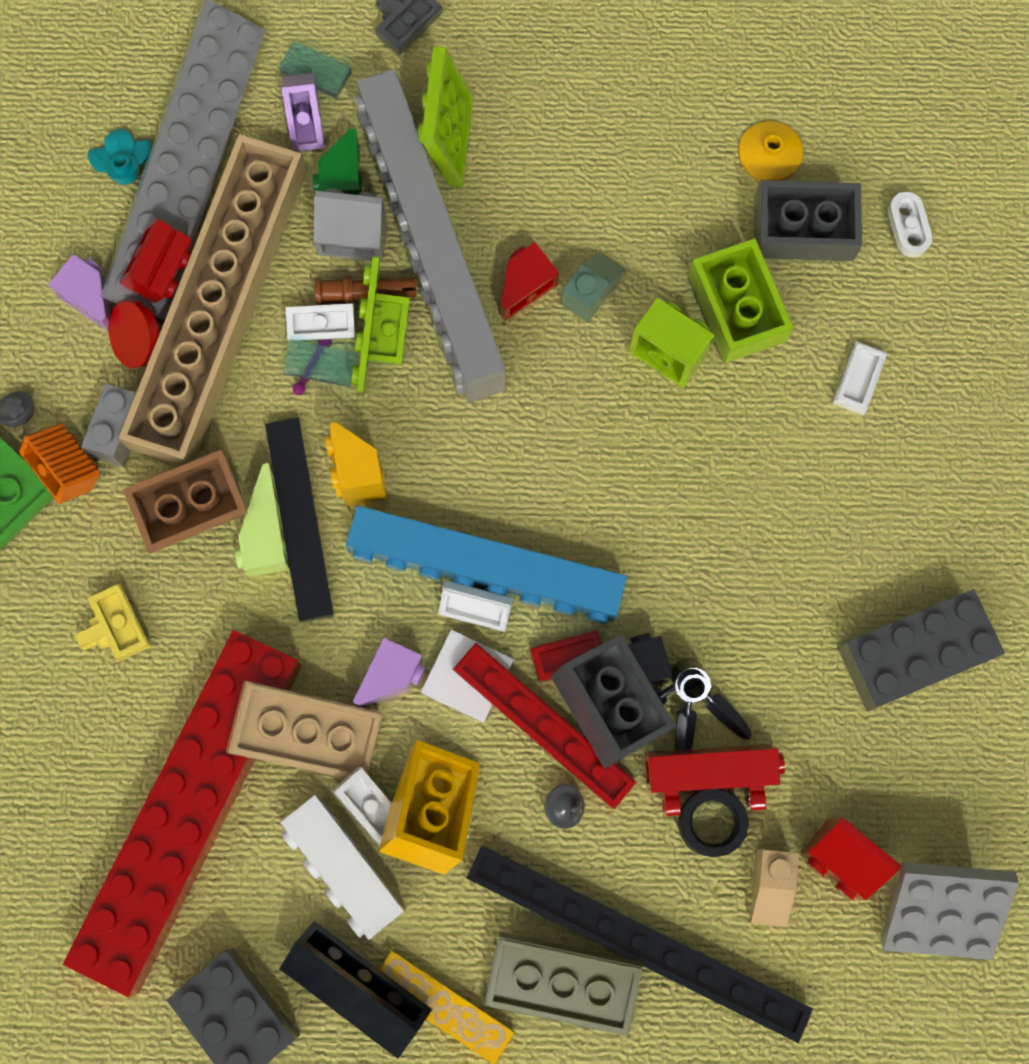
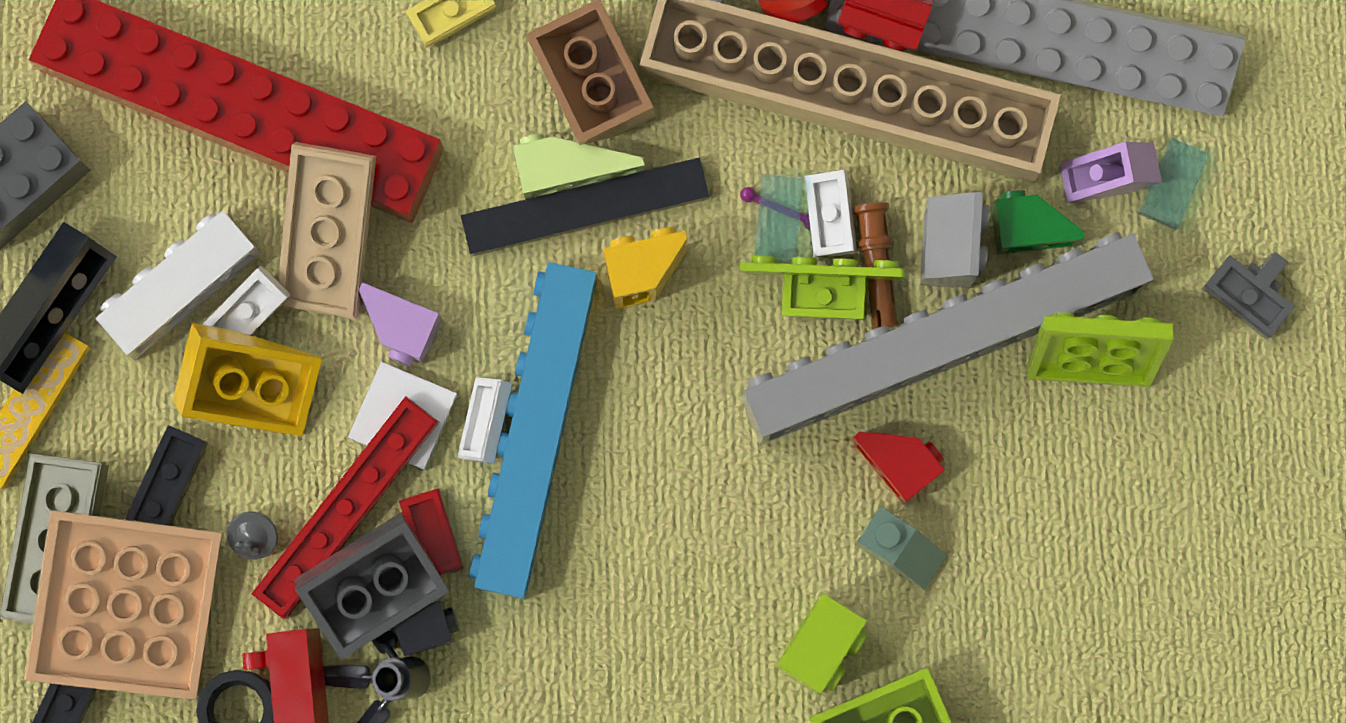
camera: 90 degrees right, 5 degrees up
(623, 920) = (122, 605): none -> light nougat plate

